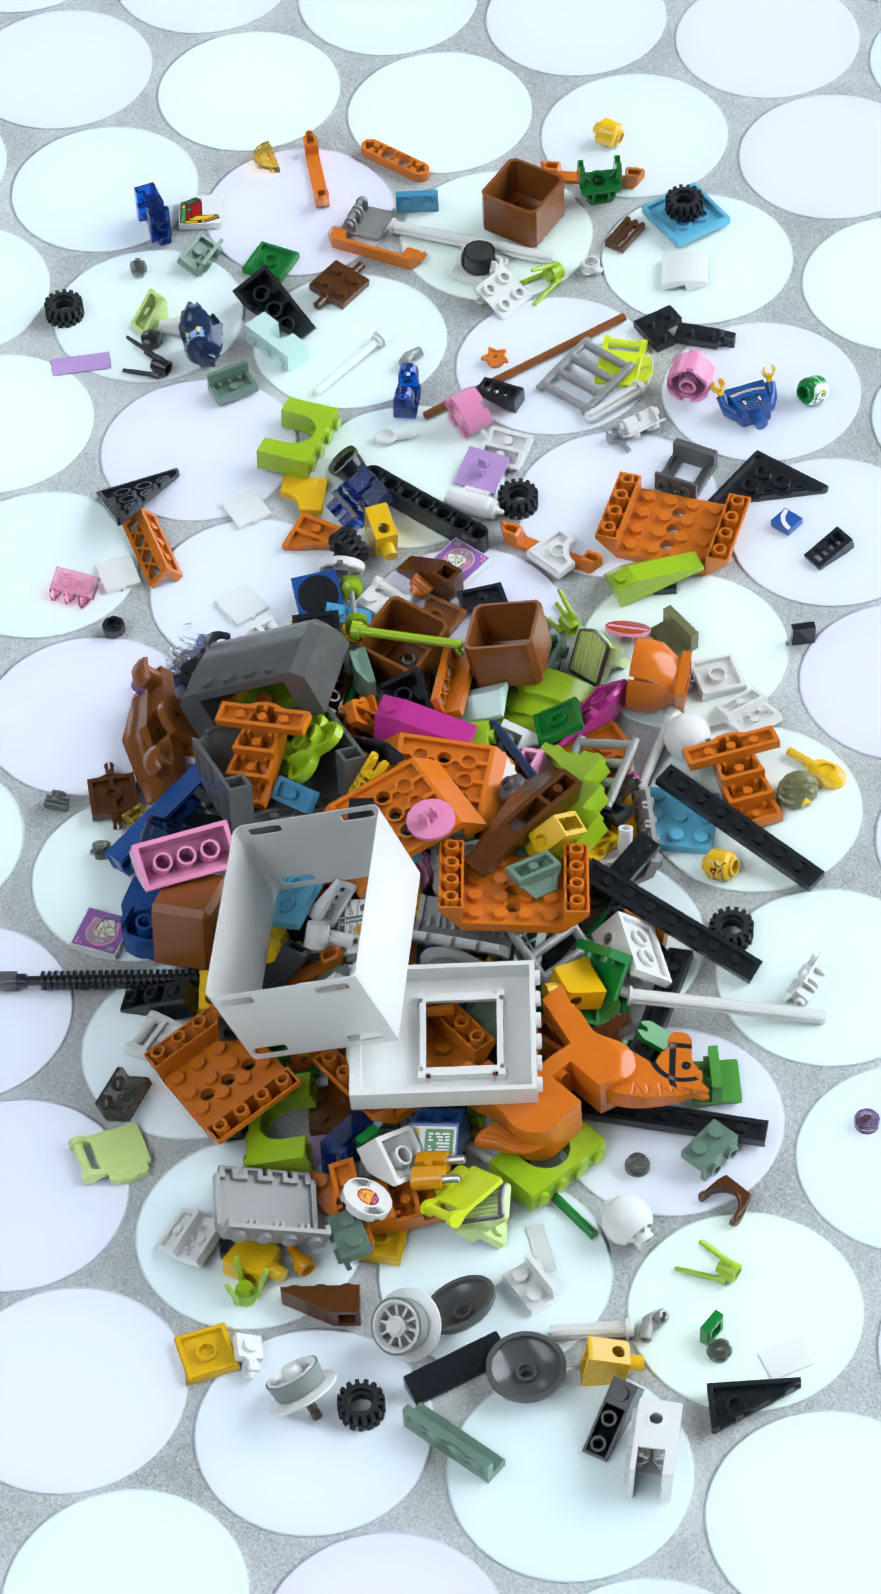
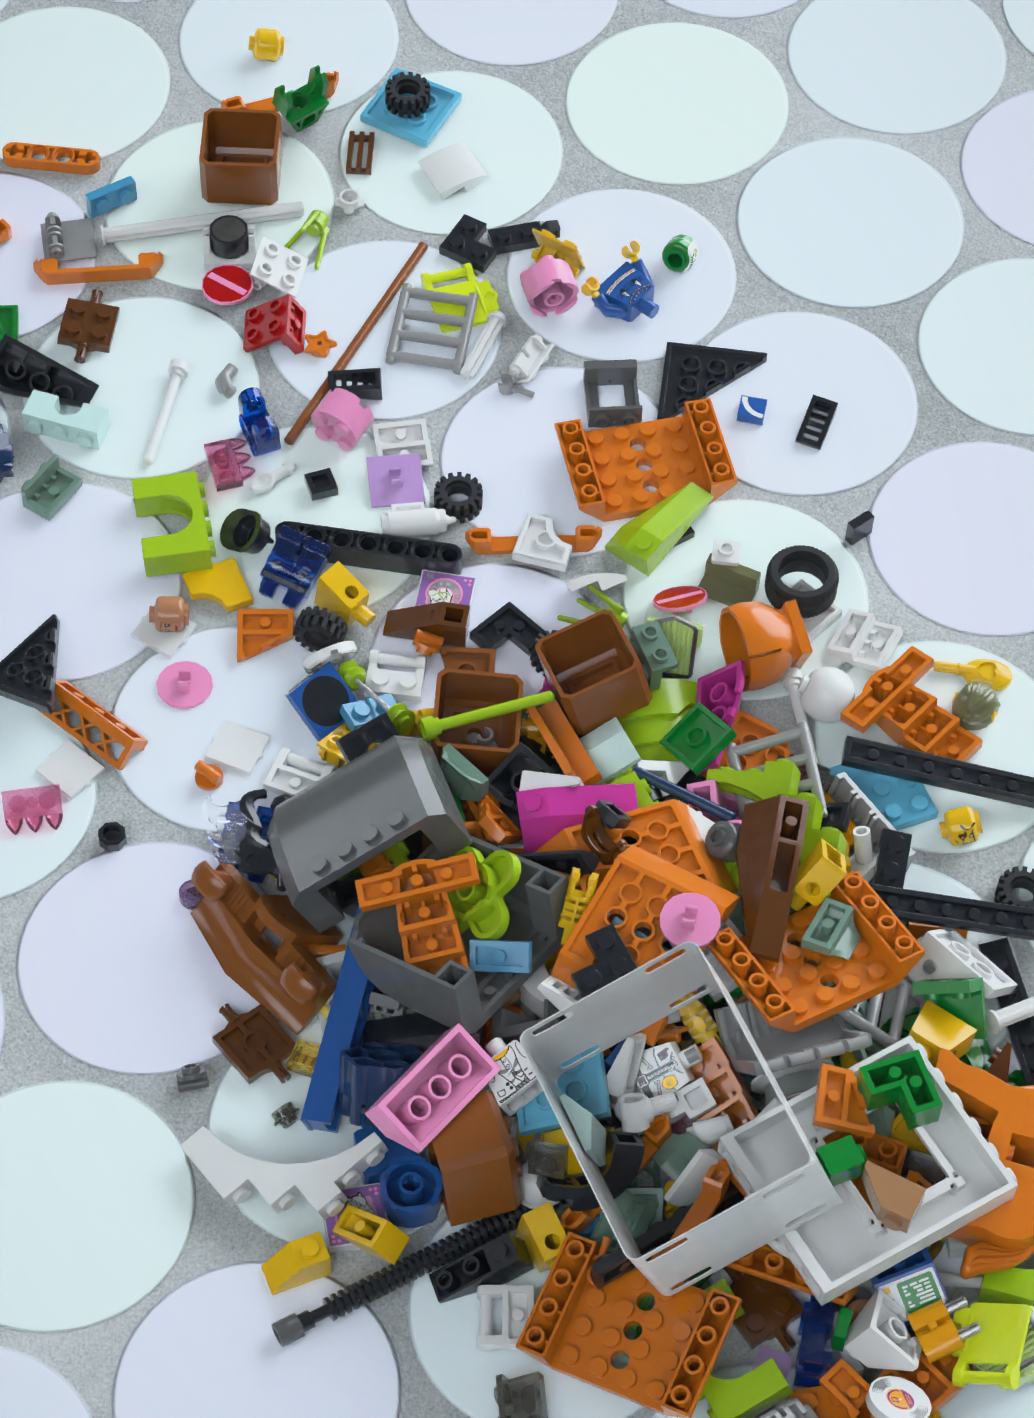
camera: 35 degrees left, 5 degrees up
(43, 943) = (297, 1264): none -> yellow slope
(60, 887) = (281, 1184): none -> white arch
(100, 945) = (371, 1234): none -> yellow slope
(206, 615) = (208, 776): none -> orange plate
(235, 550) = (184, 685): none -> bright pink piece
(253, 497) = (169, 614): none -> nougat head
(265, 926) = (588, 1128): none -> light aqua slope
(368, 412) = (227, 463): none -> clear pink plate
(405, 692) = (536, 780): none -> white slope
(416, 739) = (592, 828): none -> reddish brown helmet
(418, 1015) = (842, 1160): none -> green brick
(425, 452) = (321, 484): none -> black plate
(437, 734) = (612, 815): none -> black plate
(438, 1055) = (892, 1197): none -> medium nougat slope
(446, 979) = (839, 1103): none -> orange wing
(455, 291) = (227, 284): none -> red piece
(476, 330) = (275, 321): none -> red bracket
(493, 980) = (904, 1082): none -> green brick
(565, 649) = (653, 652): none -> sand green bracket
(569, 590) = (602, 580): none -> white slope
(683, 610) = (726, 552): none -> white bracket
(717, 357) = (559, 250): none -> yellow hinge
(723, 633) = (807, 560): none -> black tyre

